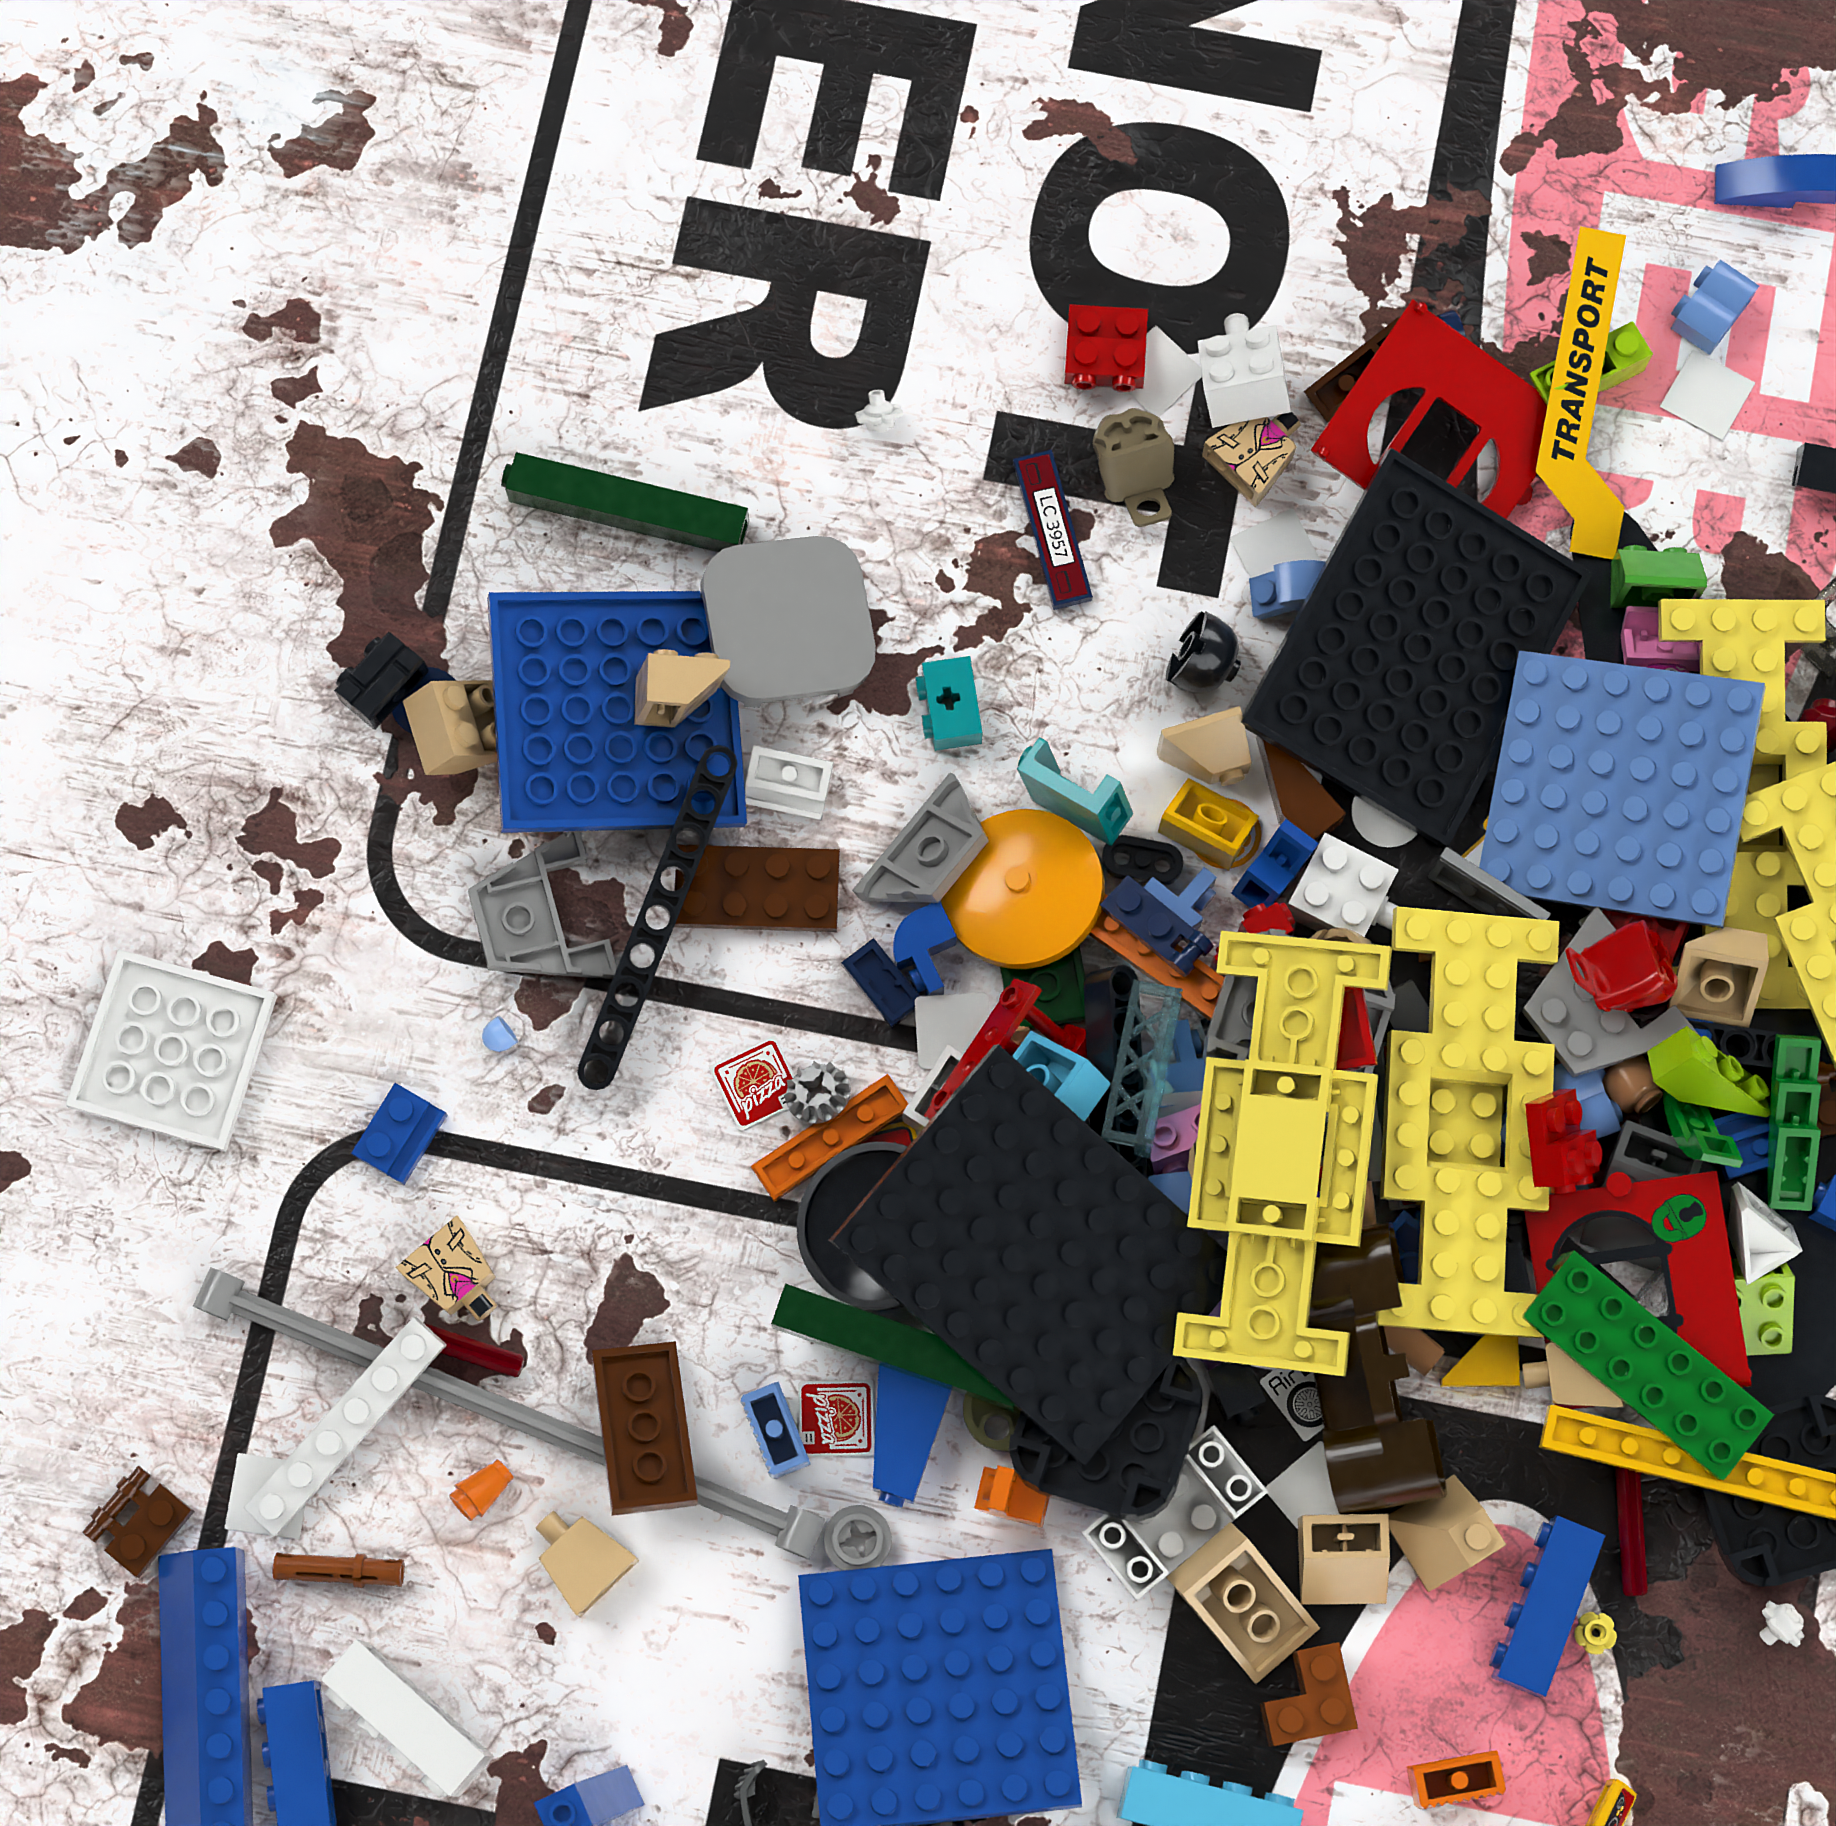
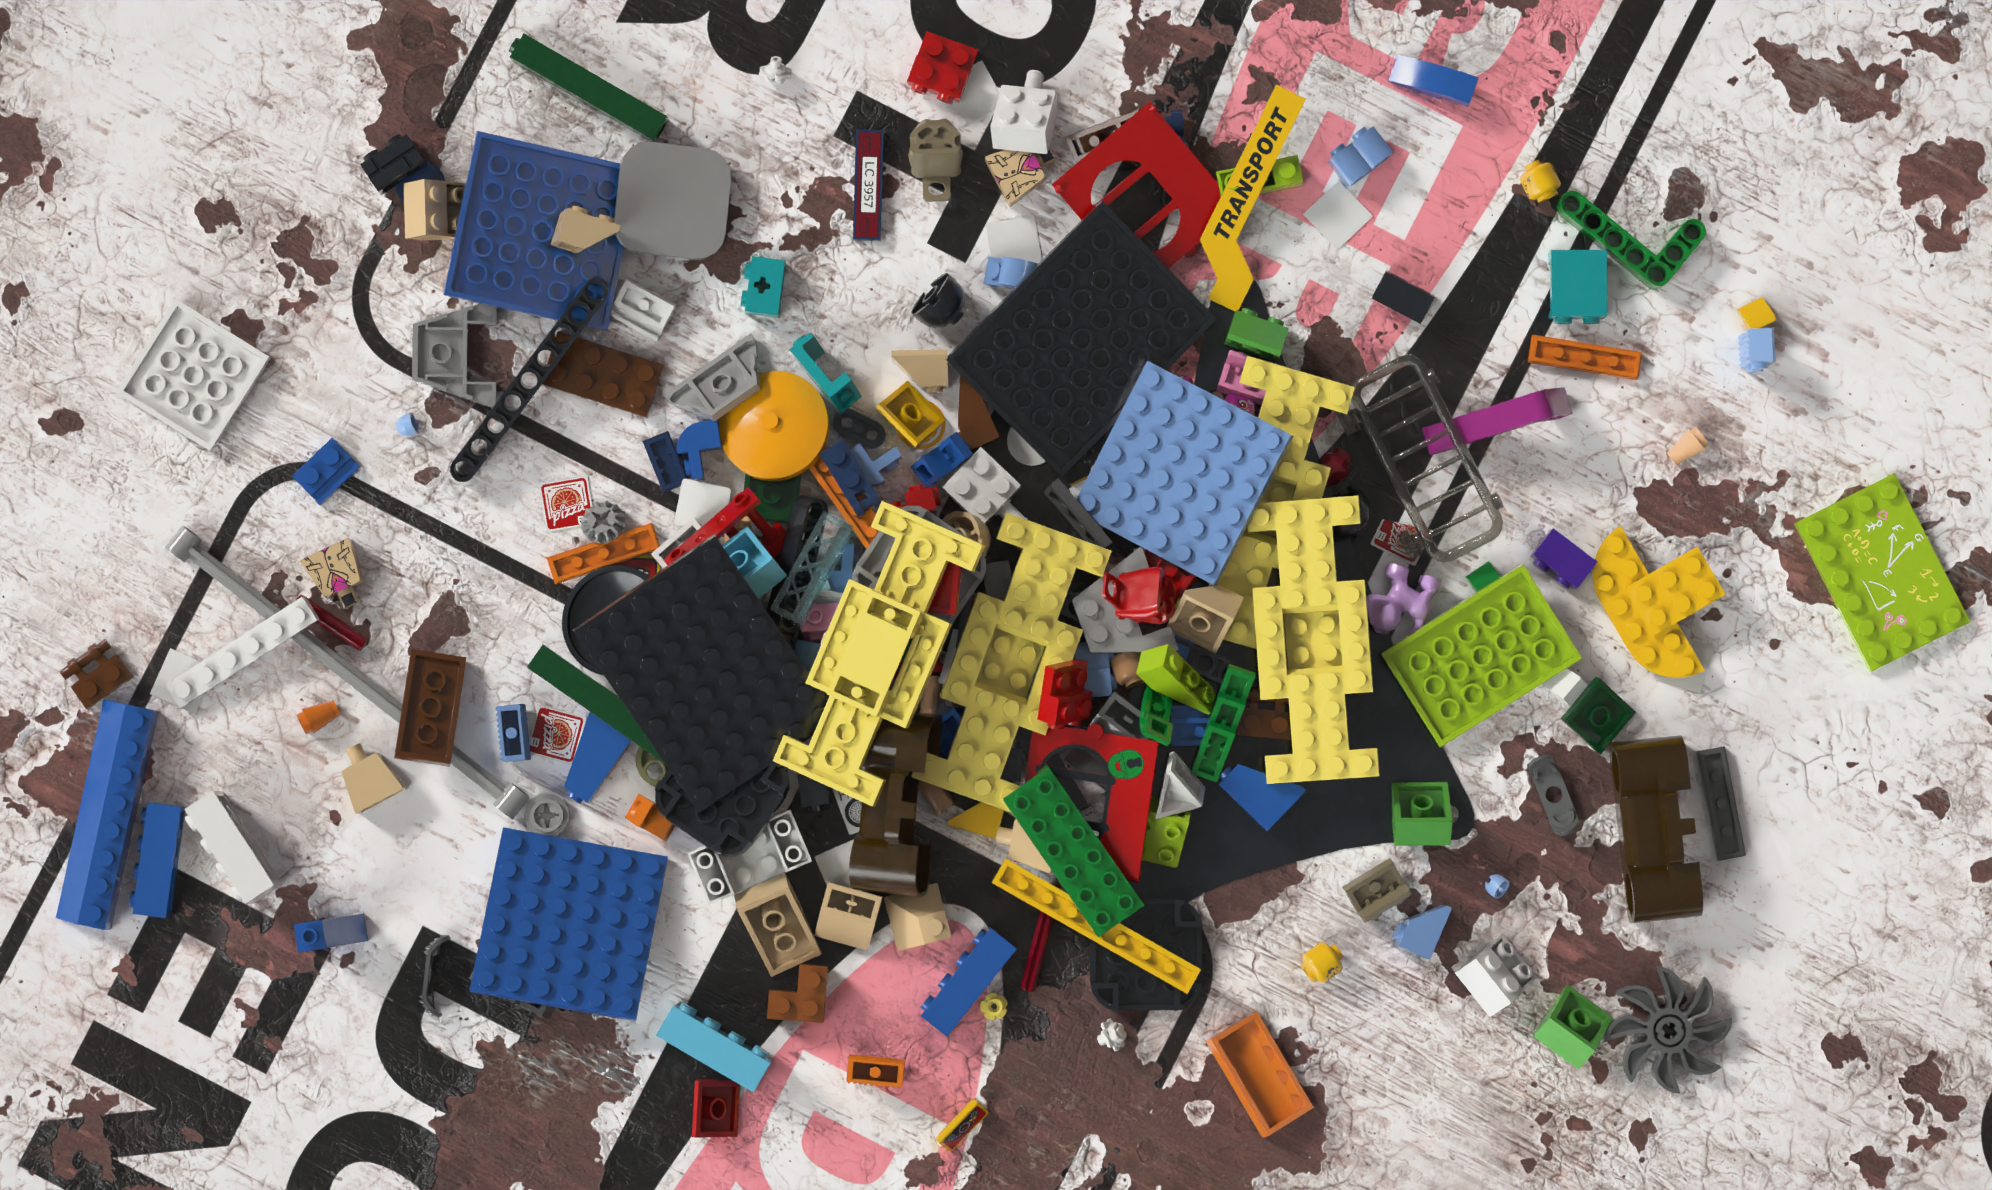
camera: 10 degrees right, 10 degrees up
(350, 1570) = (225, 744): dark orange pin -> none

